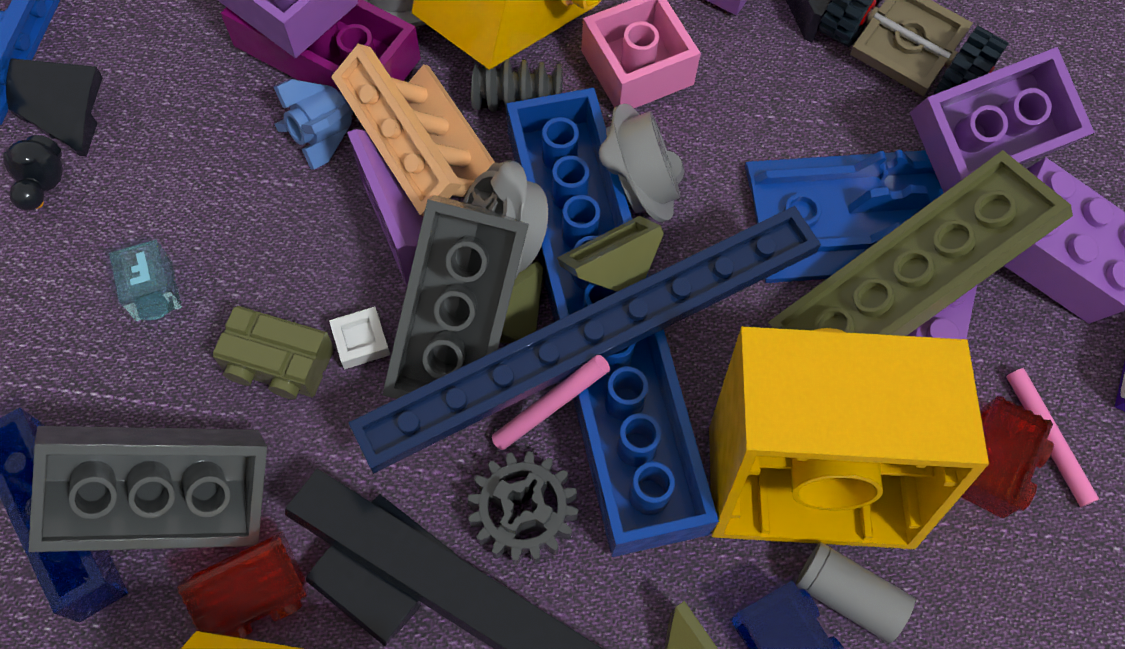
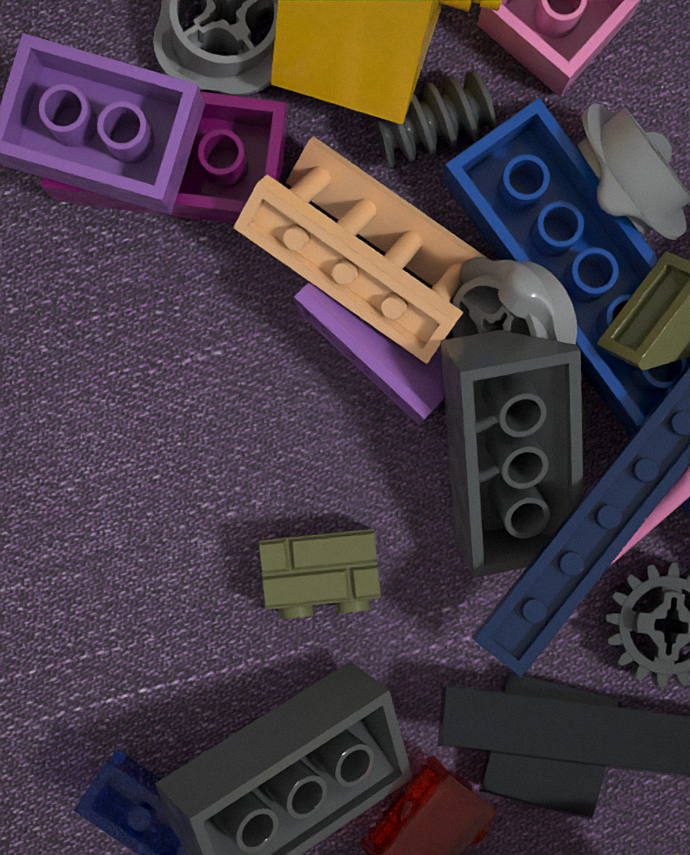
camera: 20 degrees left, 20 degrees up
(145, 281) = (134, 550): clear light blue brick -> none
(315, 117) = (213, 267): medium blue brick -> none
(359, 337) = (402, 511): white plate -> none

